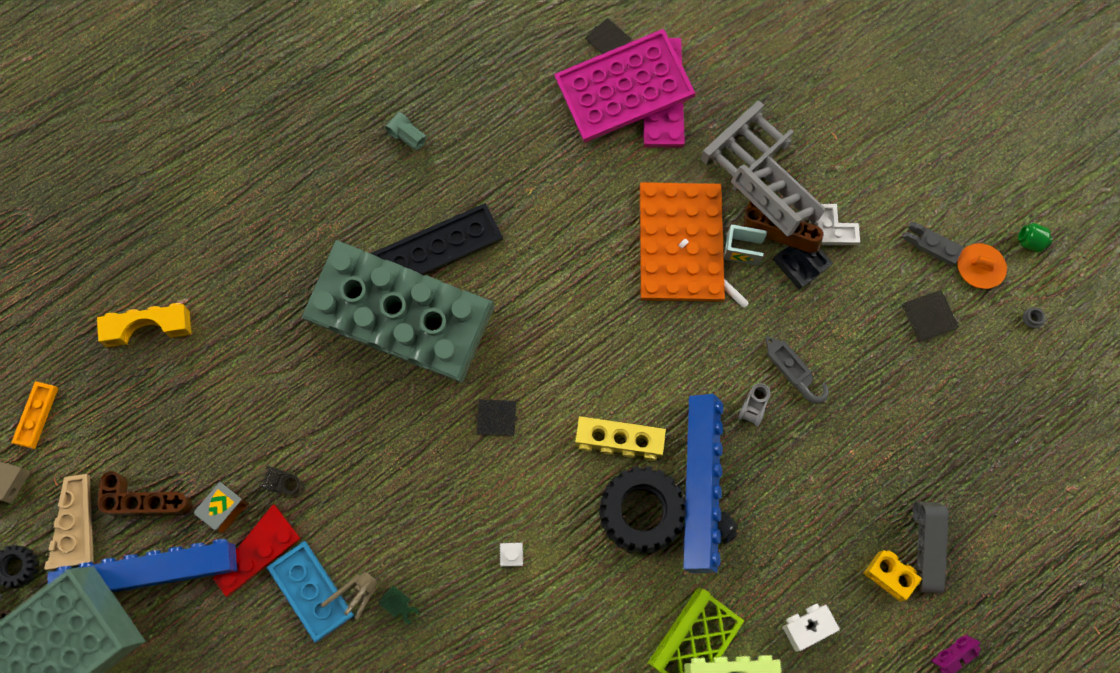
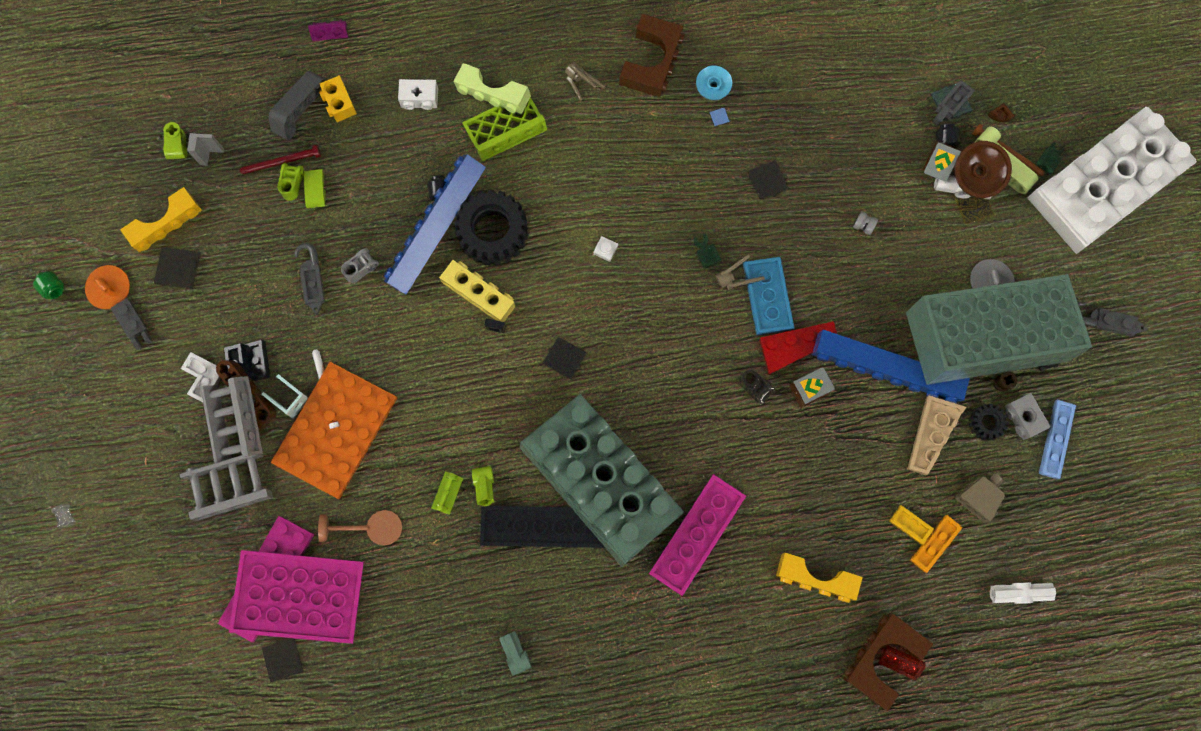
camera: 150 degrees left, 5 degrees up
(32, 286) = (901, 663): none -> clear red plate
(56, 306) = (862, 673): none -> reddish brown arch
(66, 419) = (911, 525): none -> yellow plate
(145, 500) = (869, 425): reddish brown beam -> none
(281, 310) = (697, 535): none -> dark pink plate
(513, 260) = (483, 481): none -> lime piece
(542, 235) = (447, 493): none -> lime hinge
(583, 411) = (496, 326): none -> black tile
(585, 179) = (382, 527): none -> nougat piece
(852, 463) = (314, 188): none -> lime slope
(870, 57) = (63, 515): none -> clear bush
(877, 504) = (315, 151): none -> dark red bar
(881, 460) = (290, 178): none -> lime piece
(968, 375) = (181, 208): none -> yellow arch
(991, 440) = (201, 145): none -> light grey panel
(1023, 436) = (174, 142): none -> lime piece
(1037, 313) = (95, 222): dark grey plate -> none

